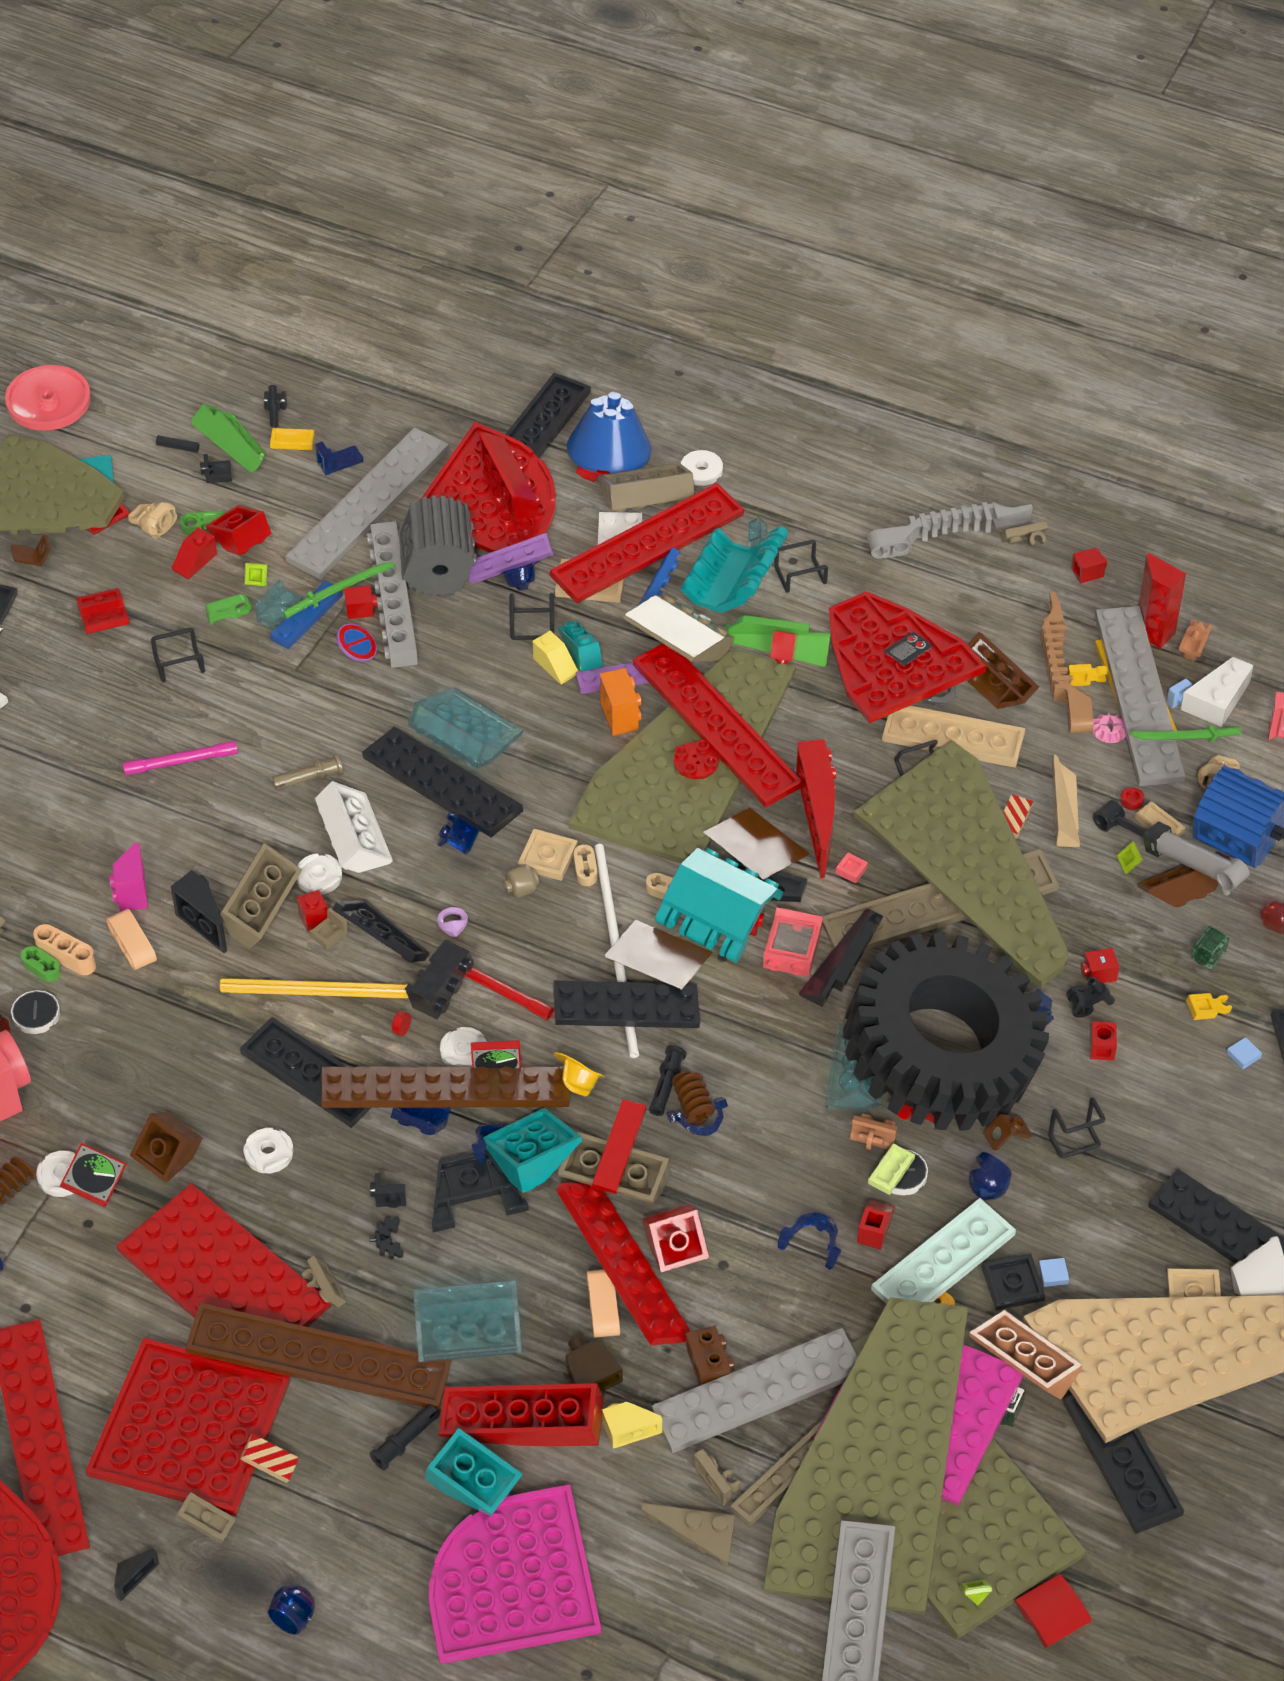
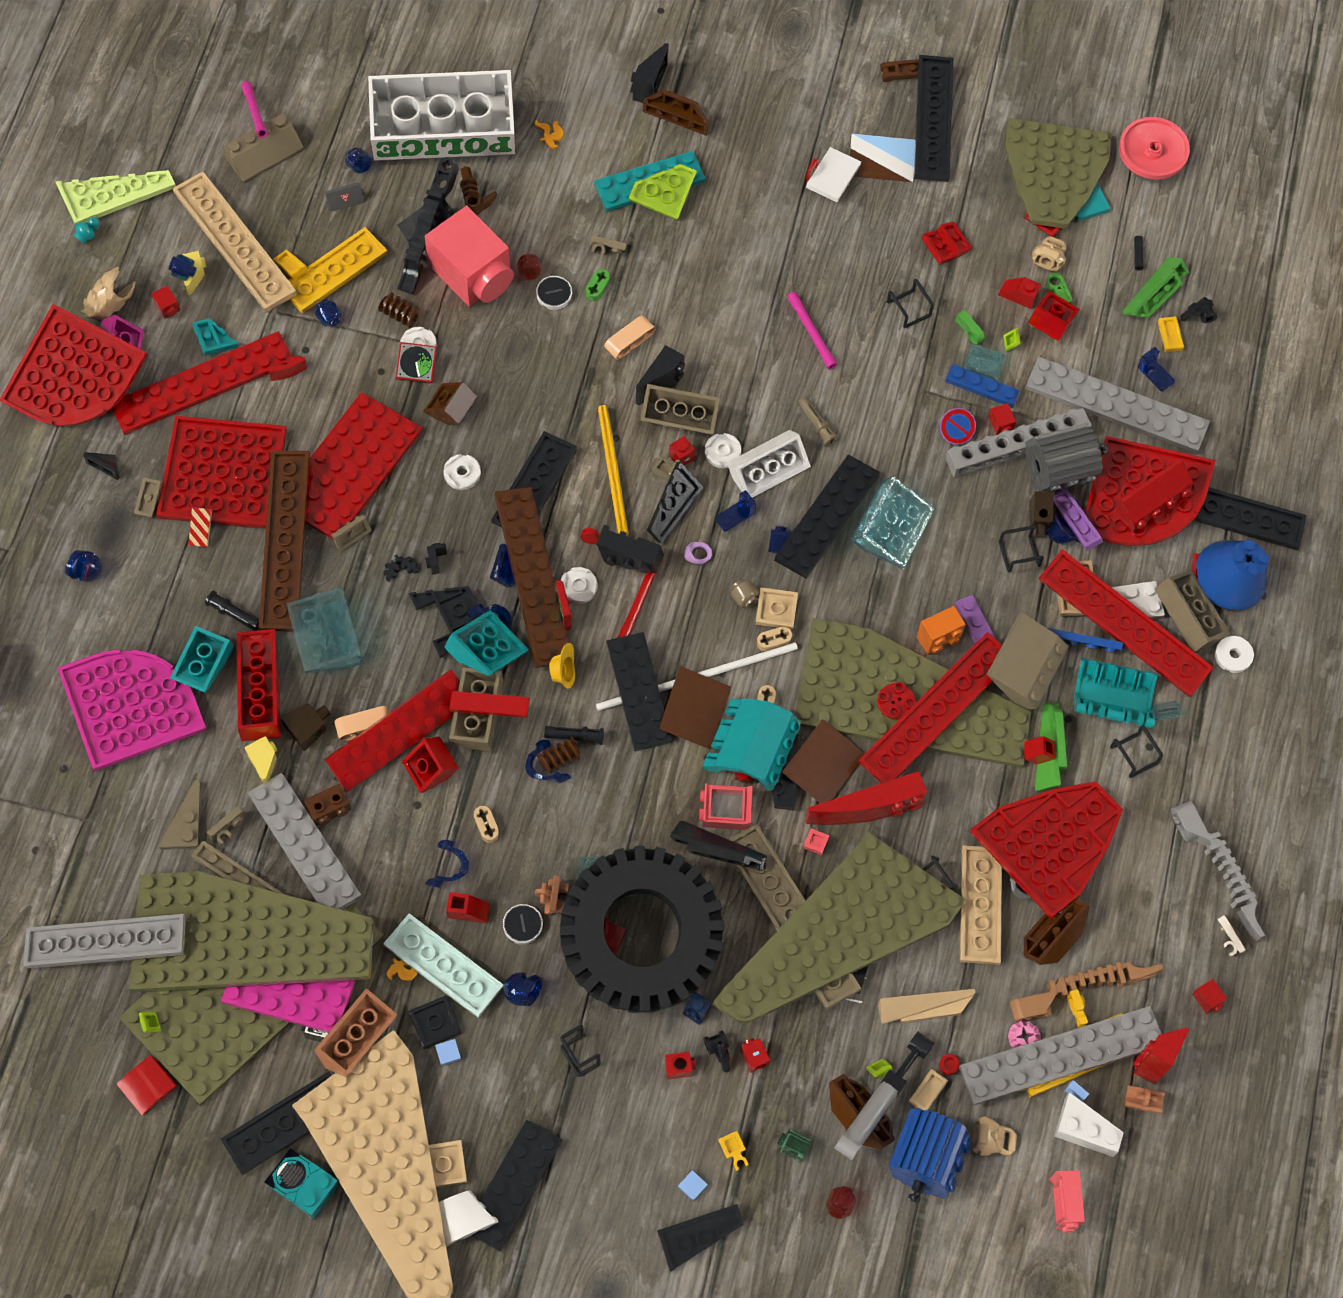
camera: 75 degrees right, 15 degrees up
(32, 555) = (987, 177): reddish brown bracket -> none
(52, 1326) = (293, 367): none -> red slope
(65, 949) = (610, 289): light nougat beam -> none
(129, 880) = (679, 321): dark pink slope -> none
(216, 471) = (1114, 285): black bracket -> none
(313, 599) = (991, 384): bright green sword -> none
(408, 869) = (737, 513): none -> clear blue bracket
(491, 587) = (1041, 512): none -> dark brown torso
(554, 657) = (981, 575): light yellow slope -> none
(581, 646) = (1000, 593): teal slope -> none
(766, 1191) = (482, 825): none -> tan beam
(891, 1169) = (516, 912): yellowish green plate -> none
(908, 648) = (1059, 850): black sticker -> none
(1009, 1126) = (577, 1001): reddish brown bracket -> none
(1017, 813) = (905, 967): tile -> none
(1202, 1445) = (302, 1183): none -> slope
(1210, 733) = (1034, 1123): bright green sword -> none

